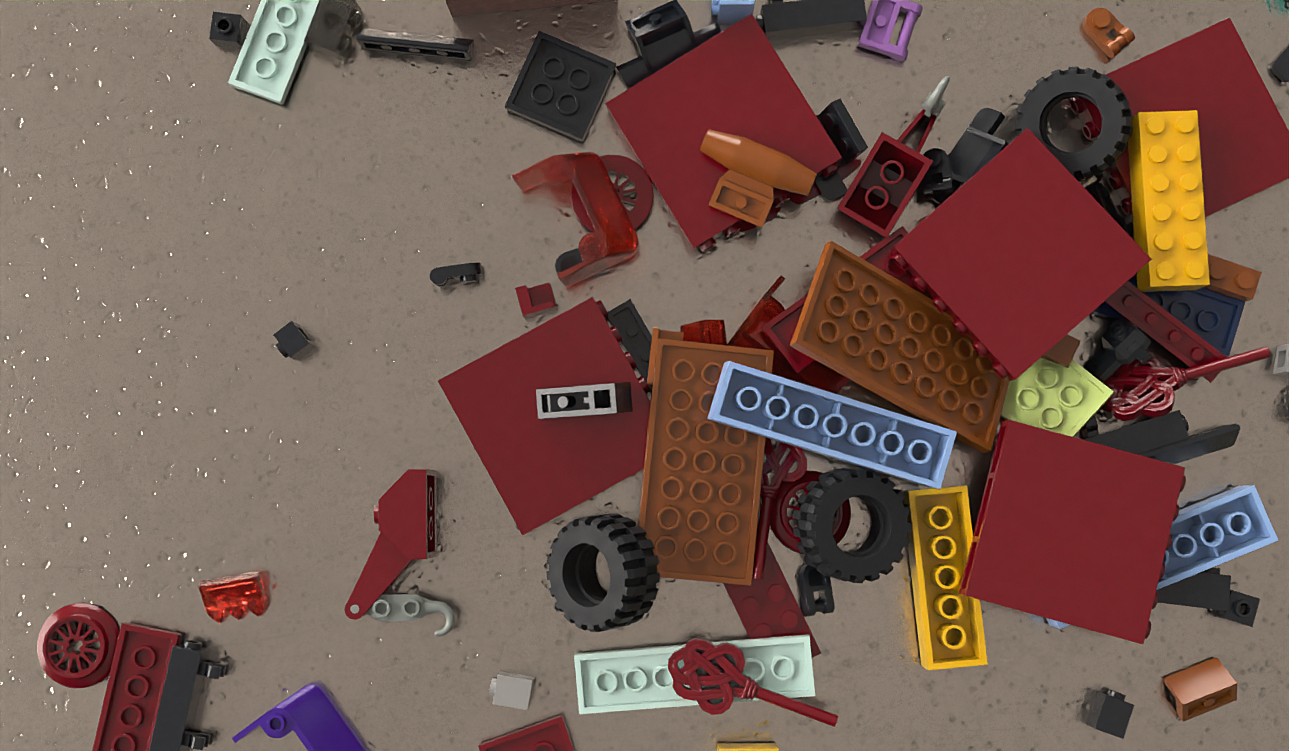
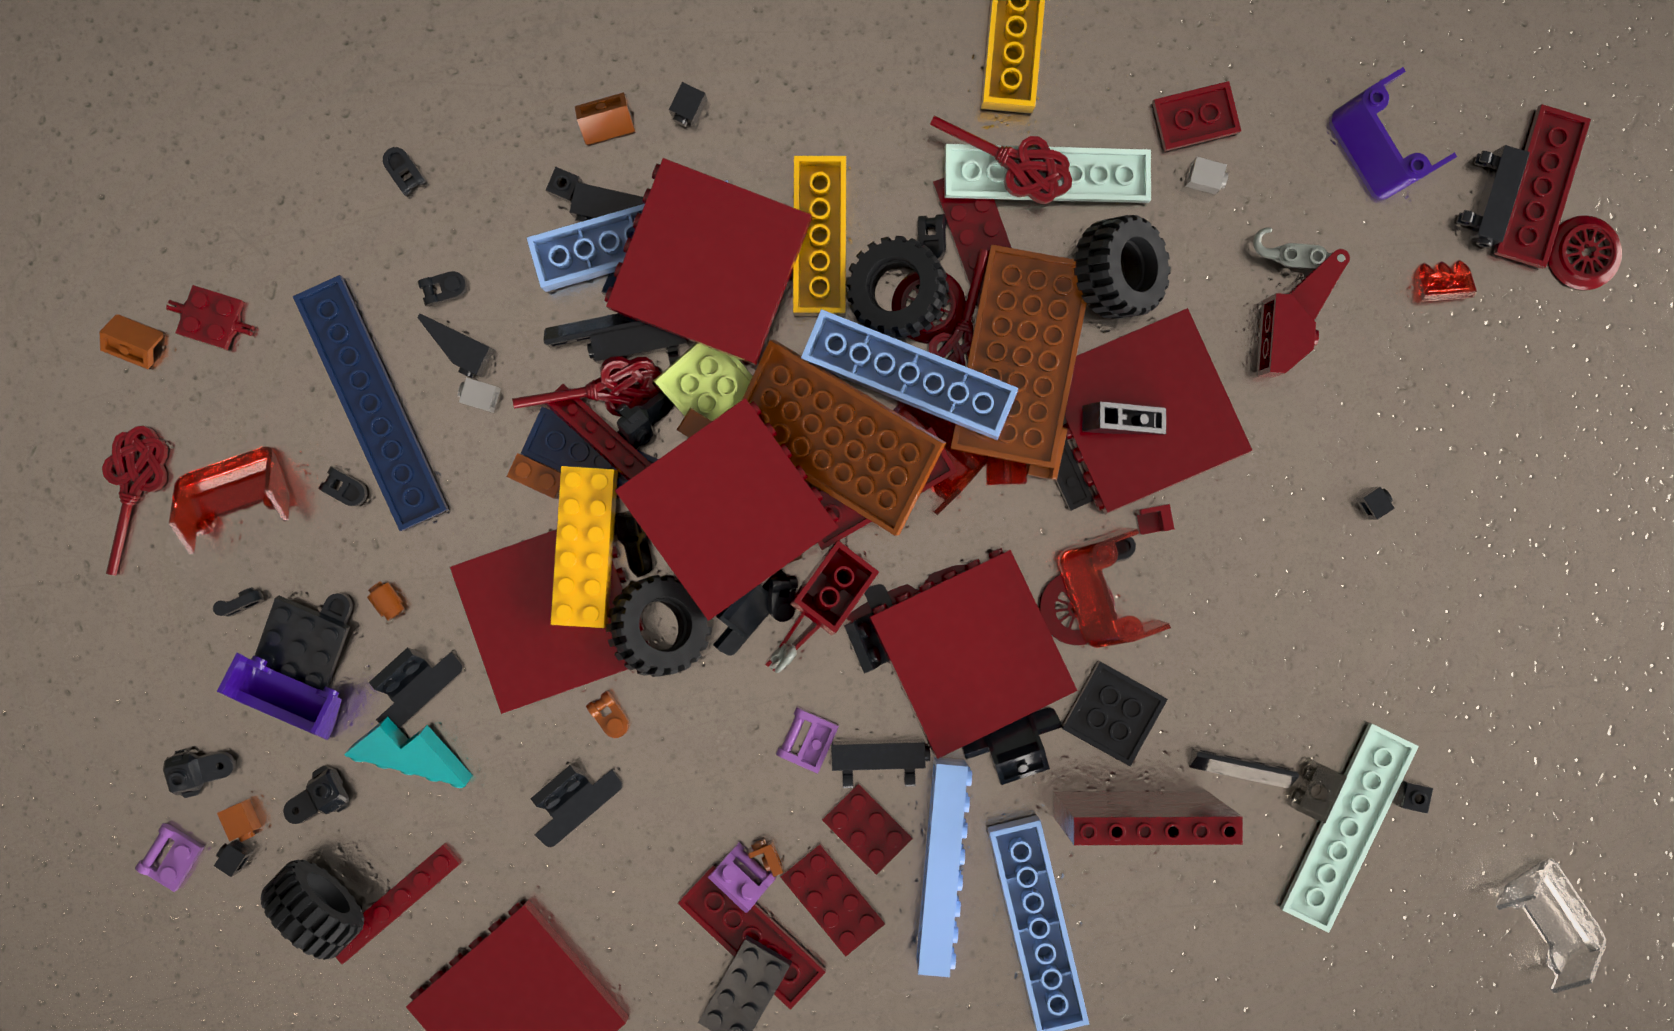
camera: 175 degrees left, 5 degrees up
(465, 272) = (1216, 549): black plate -> none
(753, 174) = (953, 607): dark orange plate -> none

